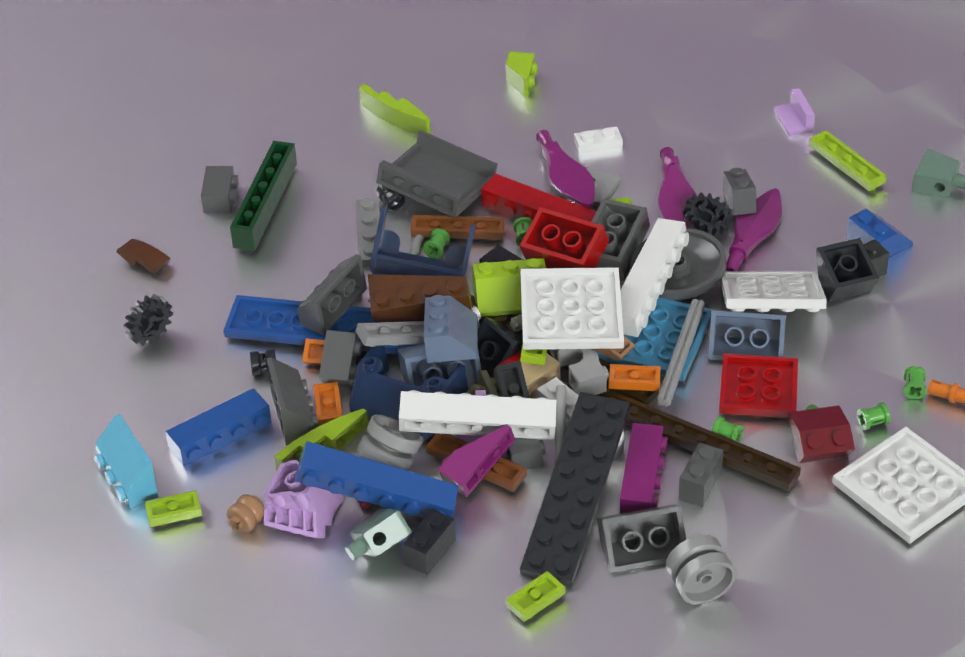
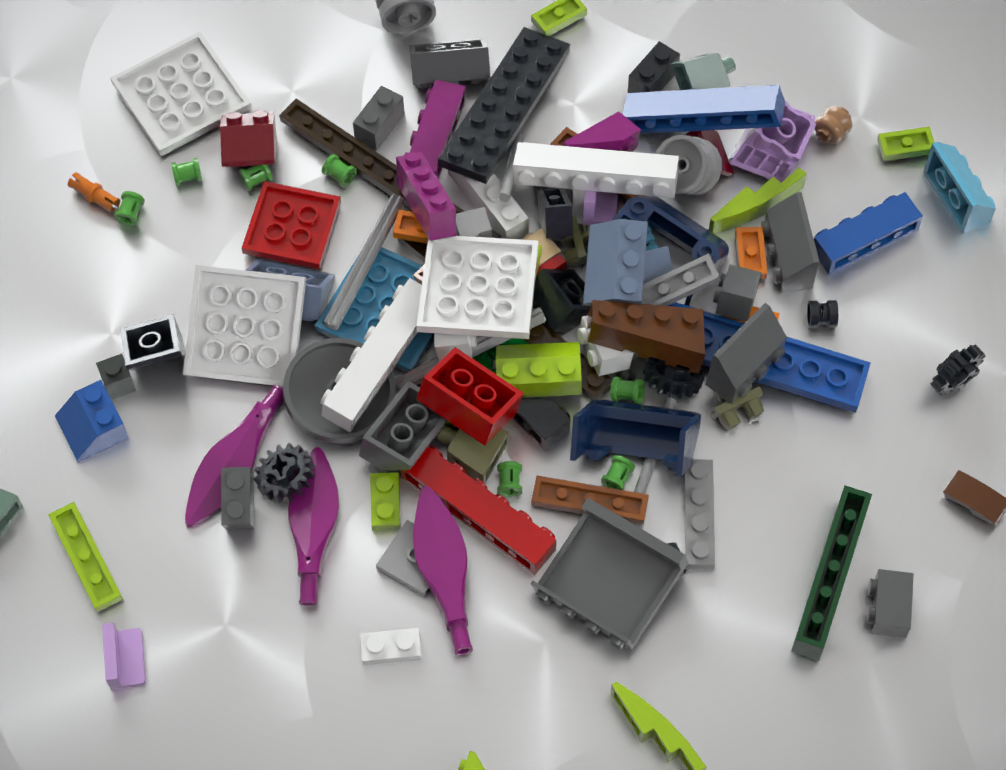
camera: 175 degrees left, 20 degrees up
(634, 373) = (426, 196): none -> magenta brick

